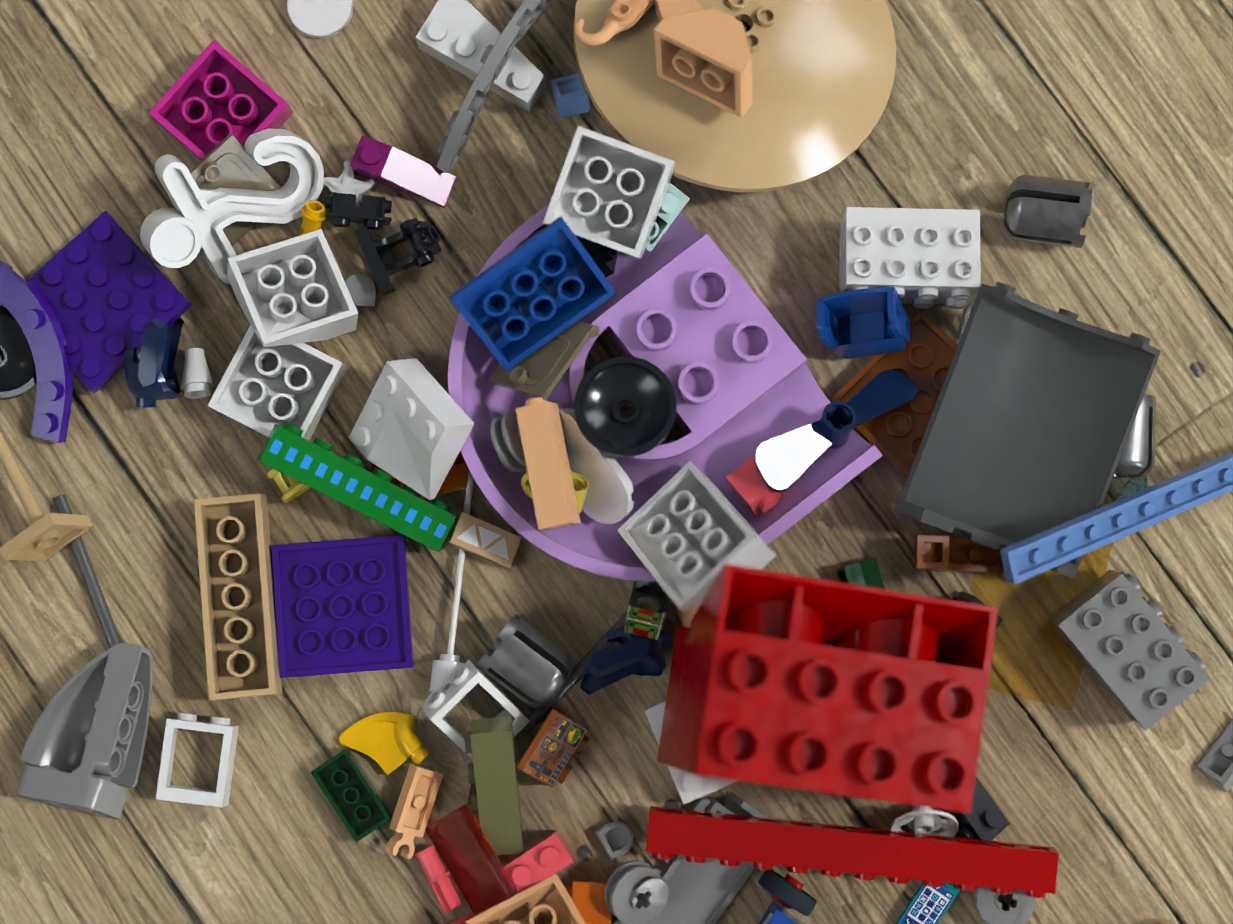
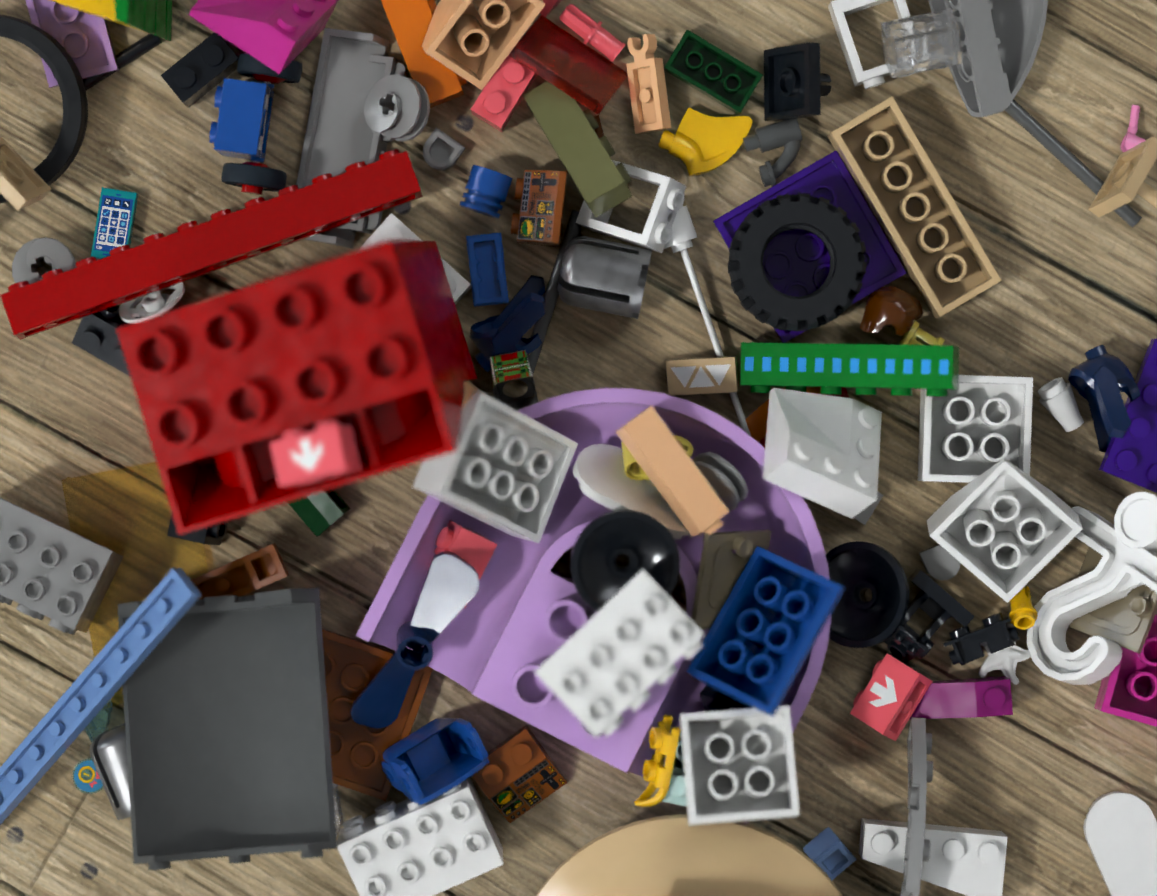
camera: 150 degrees right, 5 degrees up
(29, 568) = (1130, 139): none -> bright pink hand
(161, 733) = (921, 43): none -> clear brick
(287, 753) = (793, 82): none -> black tile
(299, 522) = (890, 308): none -> reddish brown hair
(313, 587) = (843, 246): none -> black tyre
(329, 715) = (773, 136): none -> dark grey plant
(434, 266) = (857, 569): none -> black dish
(456, 198) = (890, 696): none -> coral brick
(593, 784) = (486, 191): none -> blue piece
(624, 717) = (487, 269): none -> blue plate
(664, 328) = (621, 654): none -> white brick
(683, 226) = (654, 769): none -> yellow piece
(797, 279) = (518, 775): none -> dark orange slope
(848, 618) = (315, 455): none -> coral brick
(1165, 447) = (86, 777): none -> tile

